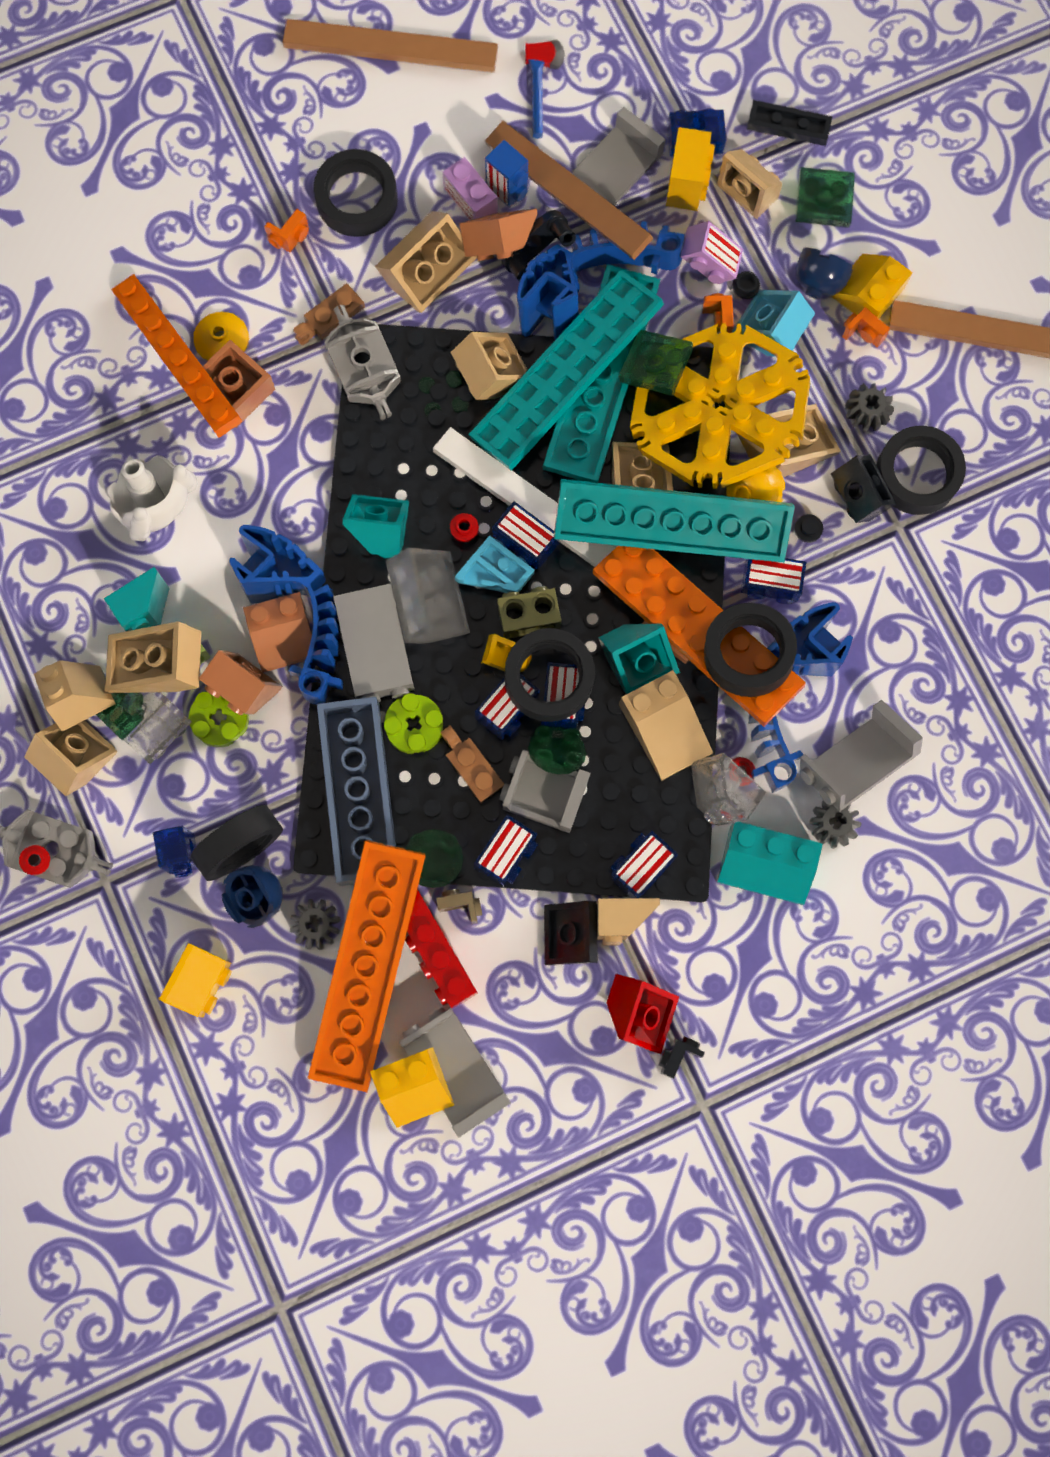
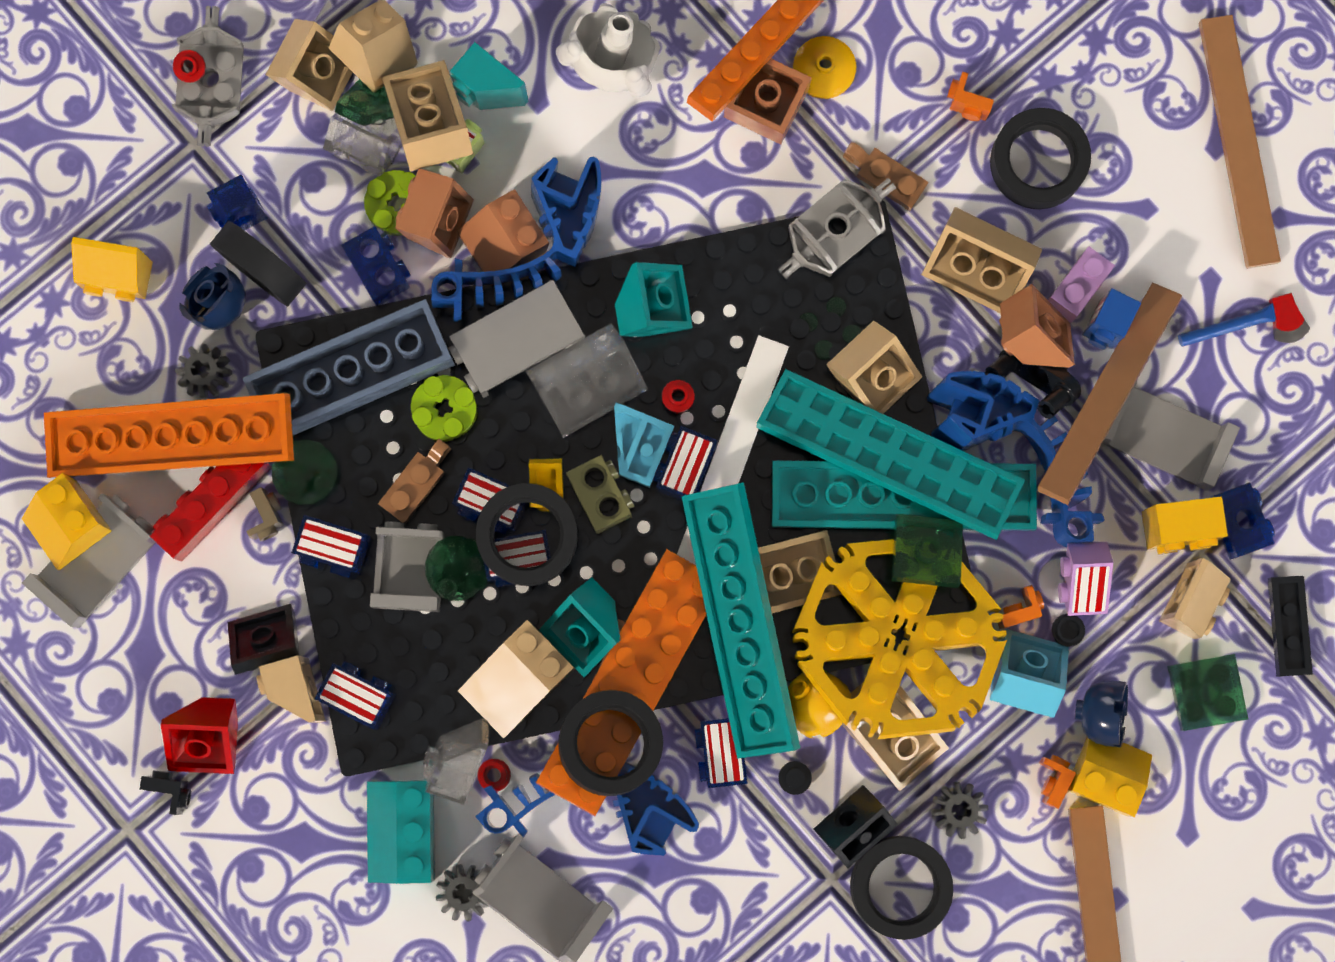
camera: 75 degrees right, 5 degrees up
(270, 755) = (372, 268): none -> clear blue brick

